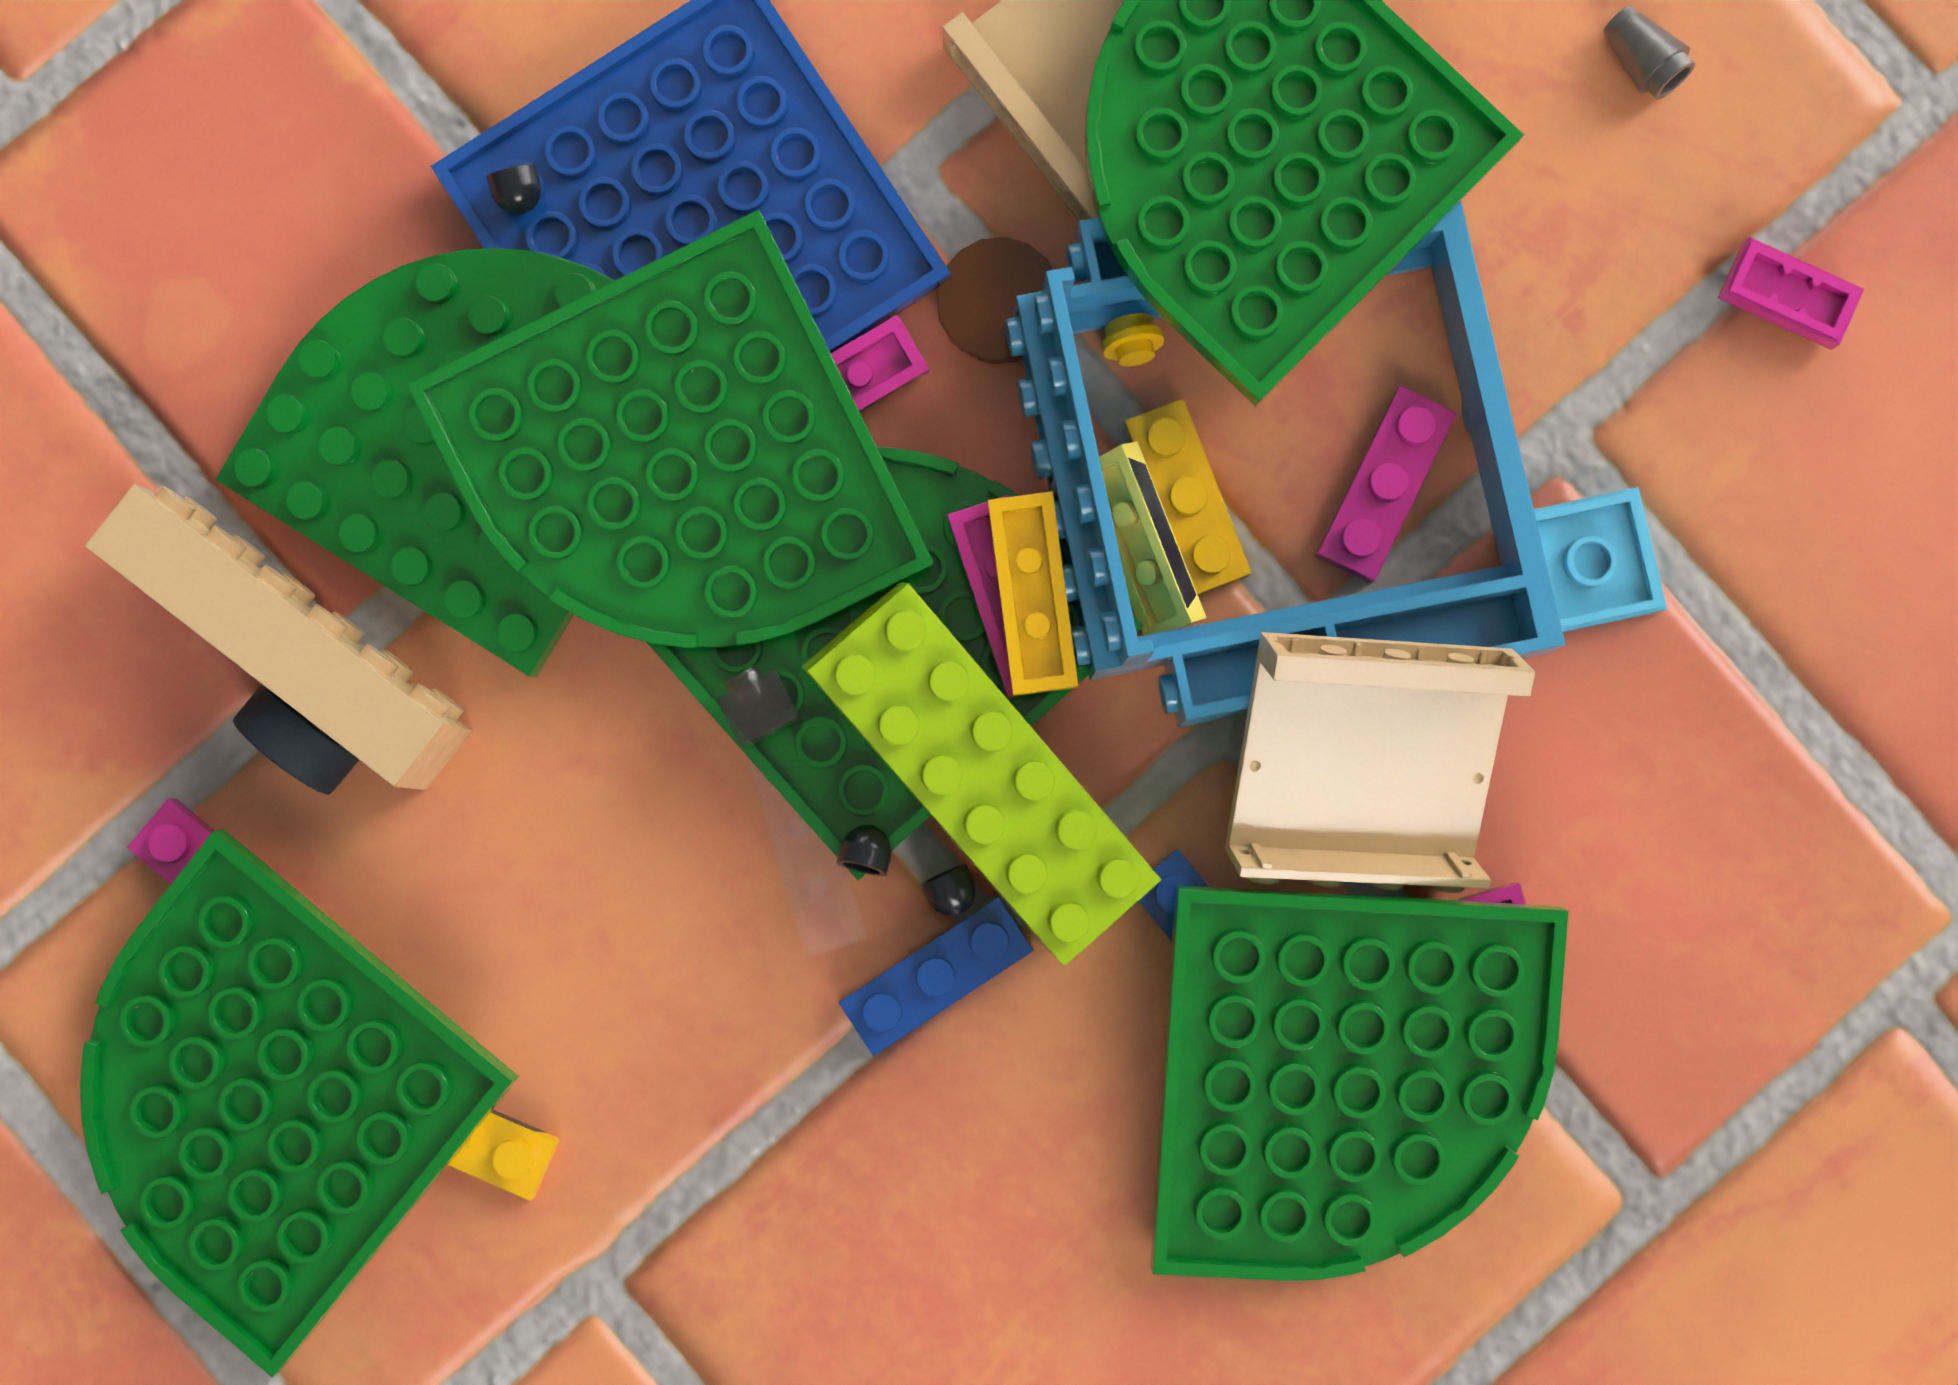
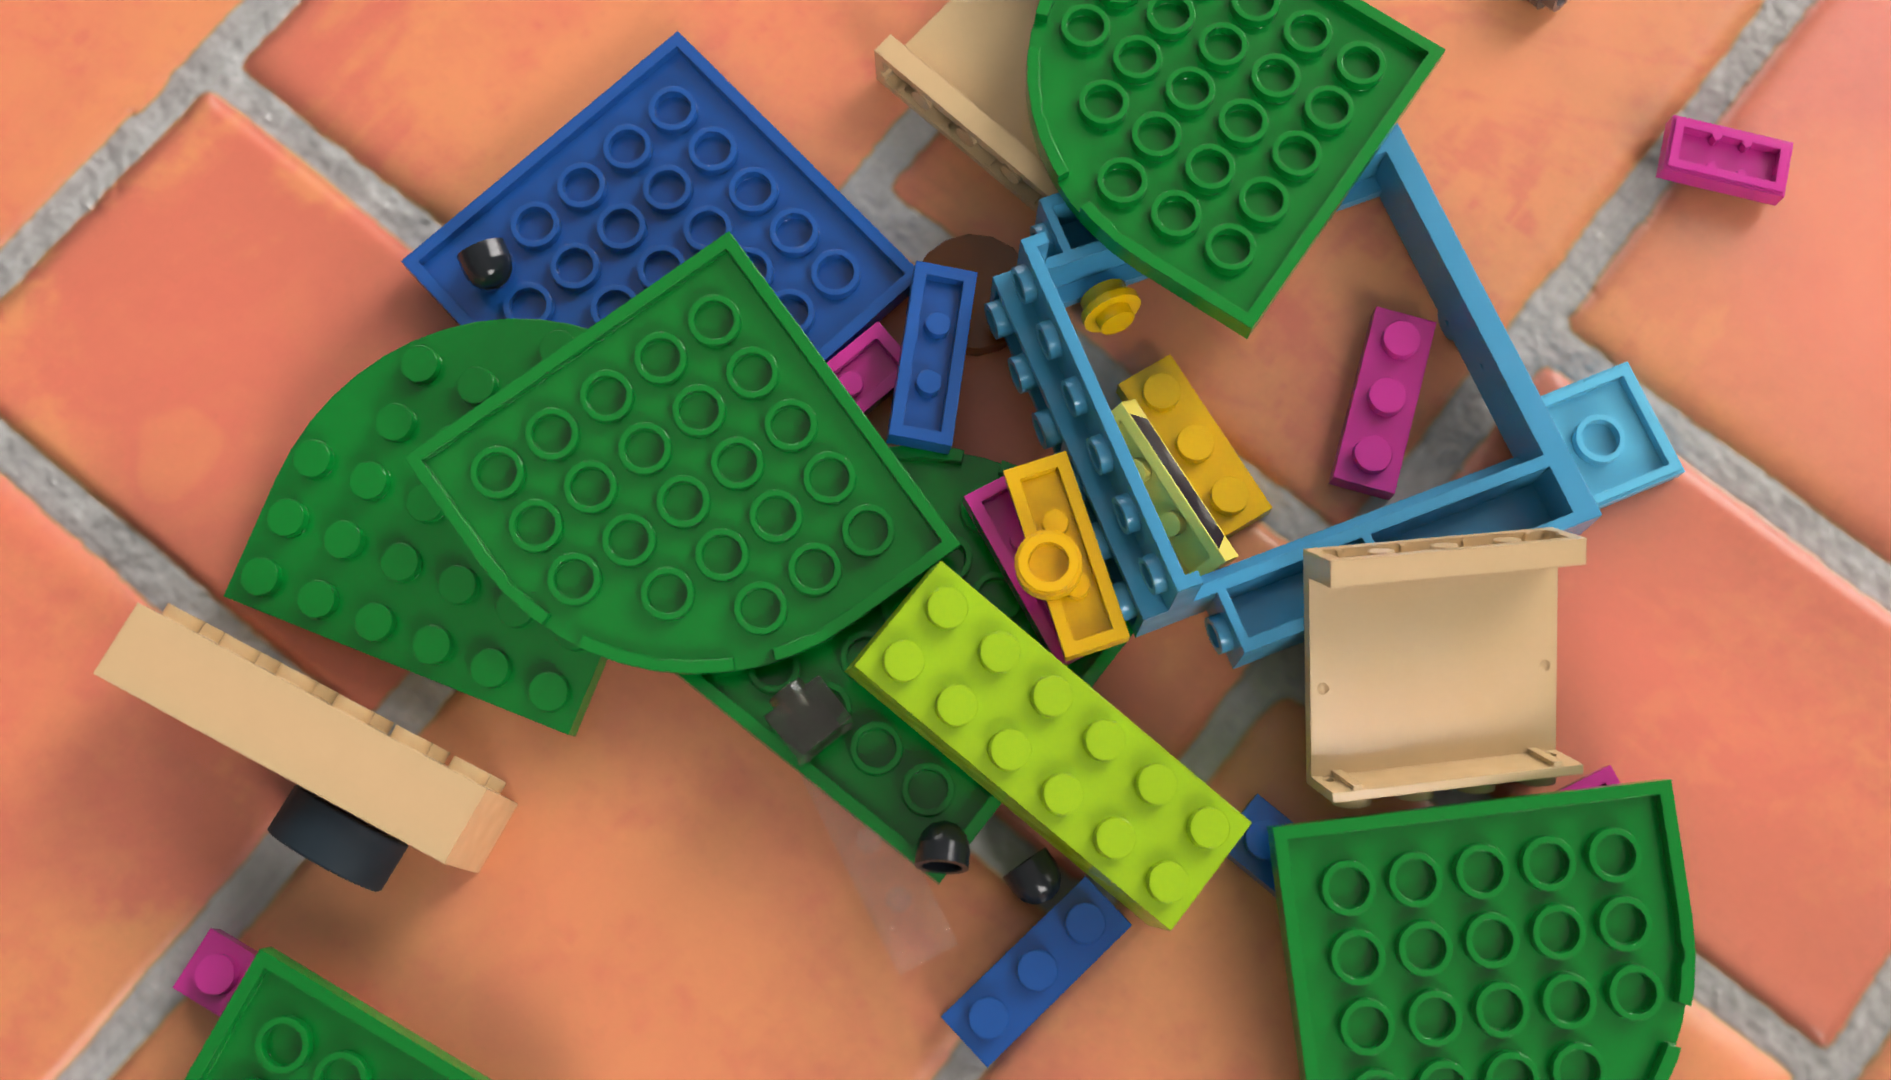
camera: 10 degrees left, 10 degrees down
(943, 364) = (932, 358): none -> blue plate
(1013, 602) = (1048, 564): none -> yellow tile

